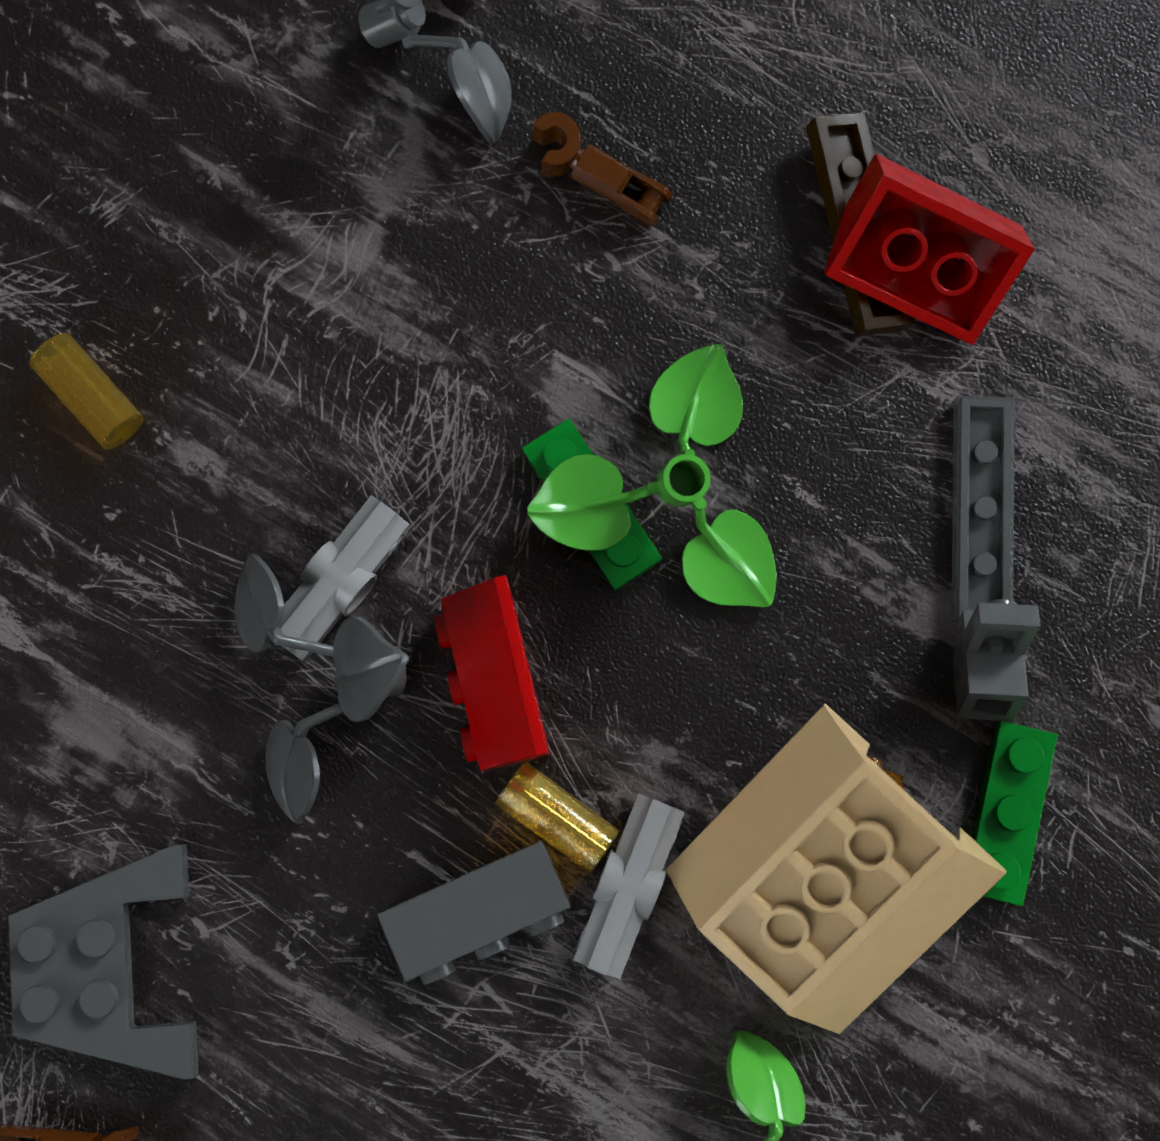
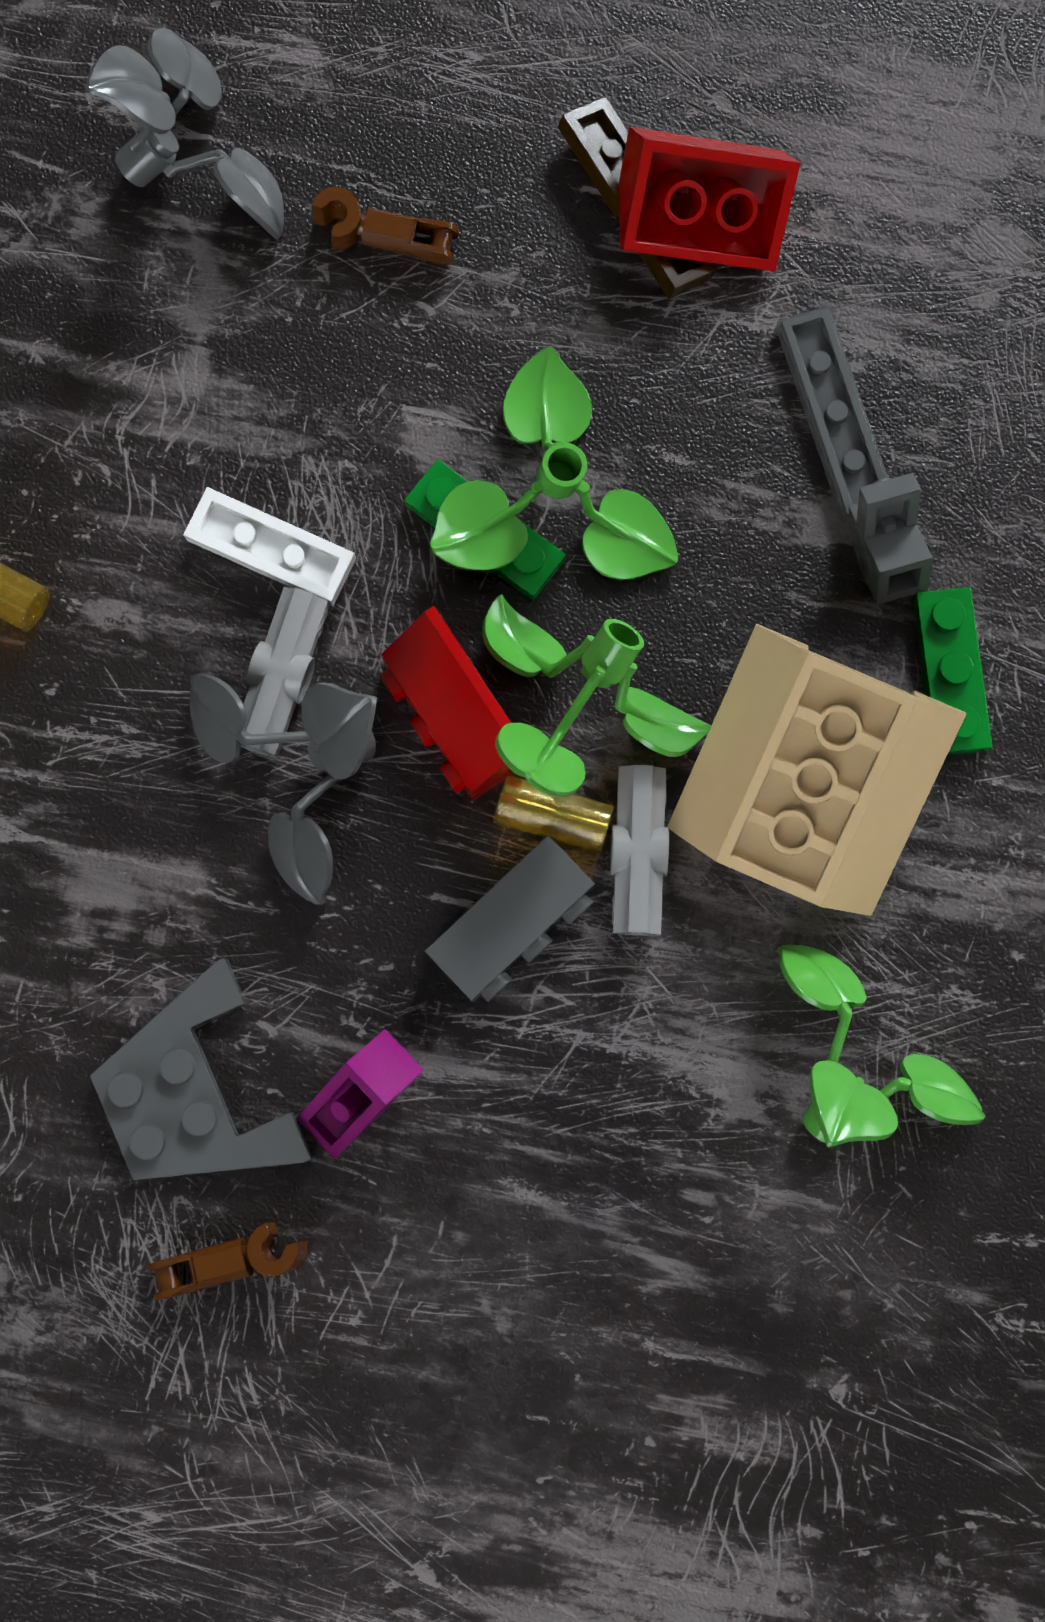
camera: 20 degrees left, 0 degrees up
(265, 1031) = (359, 1093): none -> magenta slope
(373, 448) = (269, 545): none -> white plate
(591, 643) = (605, 661): none -> bright green plant

